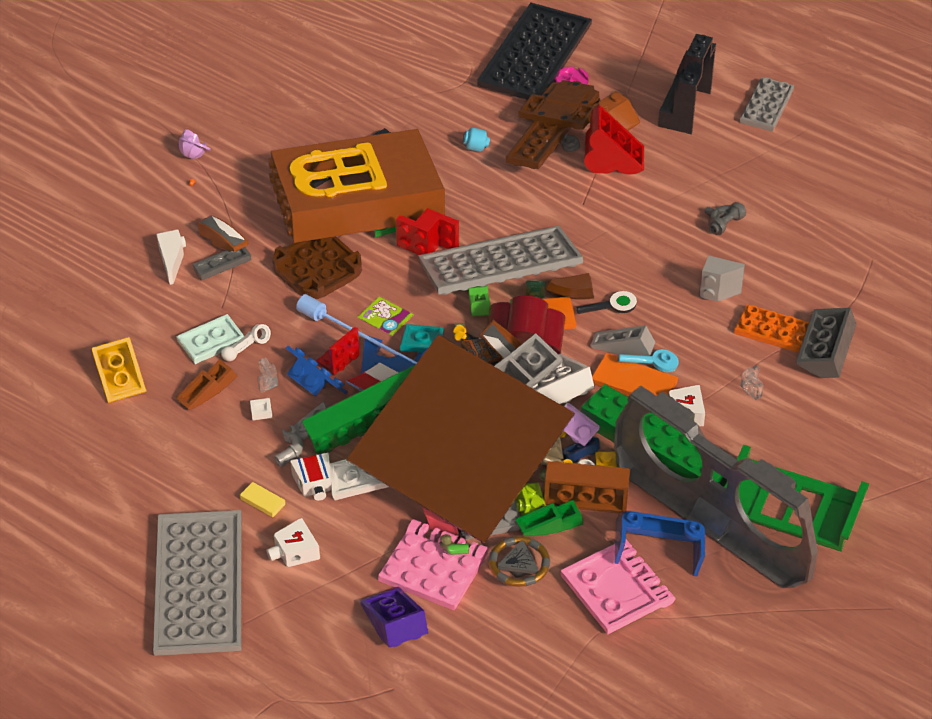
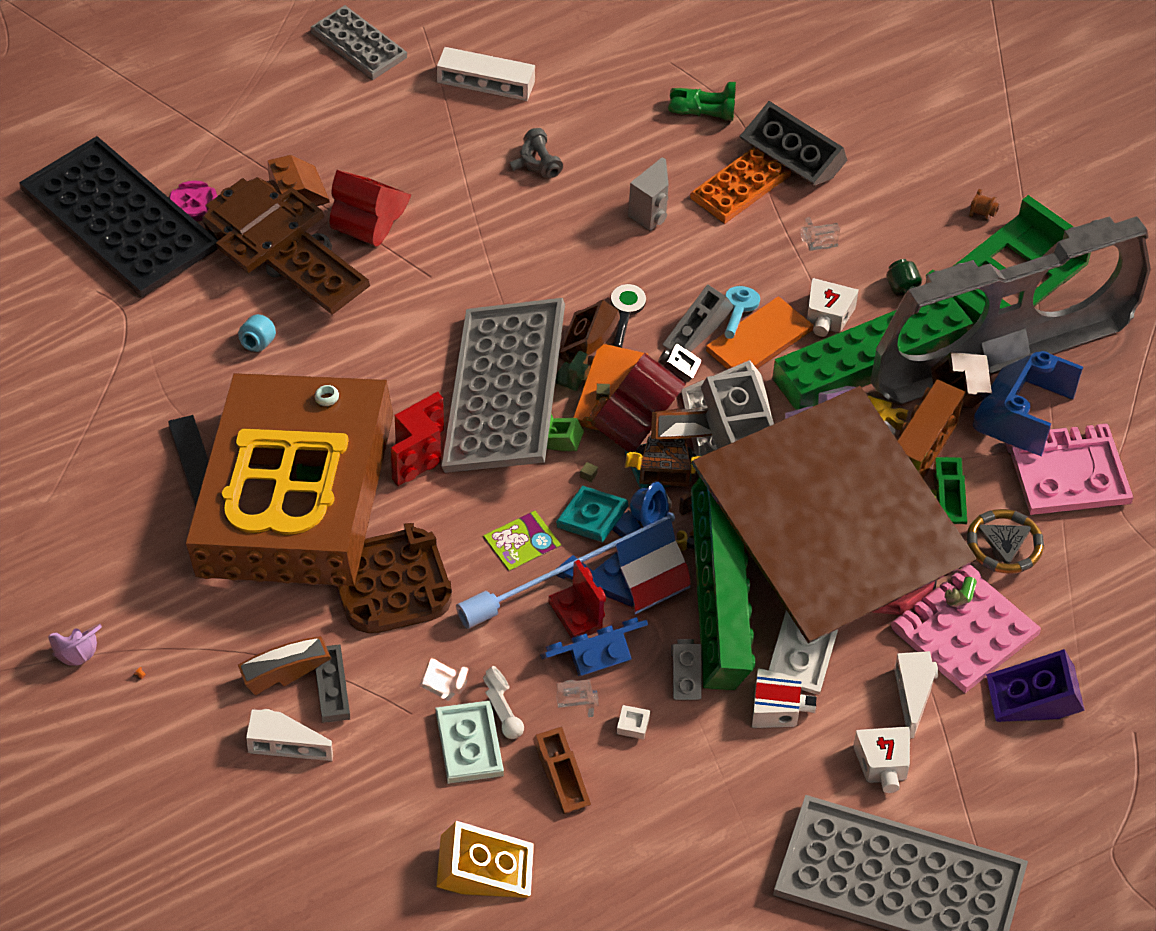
camera: 70 degrees left, 5 degrees up
(248, 309) = (443, 680): none -> clear bracket
(262, 499) = (788, 770): light yellow tile -> none
(293, 451) = (721, 707): light grey piece -> none
(360, 546) = (914, 681): none -> white slope
(419, 165) = (326, 401): none -> light aqua piece
(579, 343) = (680, 362): none -> bracket
(652, 492) = (966, 373): none -> plate
(693, 75) = (317, 84): black panel -> none
(741, 436) = (903, 276): none -> dark green head
(781, 169) = (486, 73): none -> white brick
(837, 278) = (700, 102): none -> green piece
(850, 467) = (984, 205): none -> dark orange brick

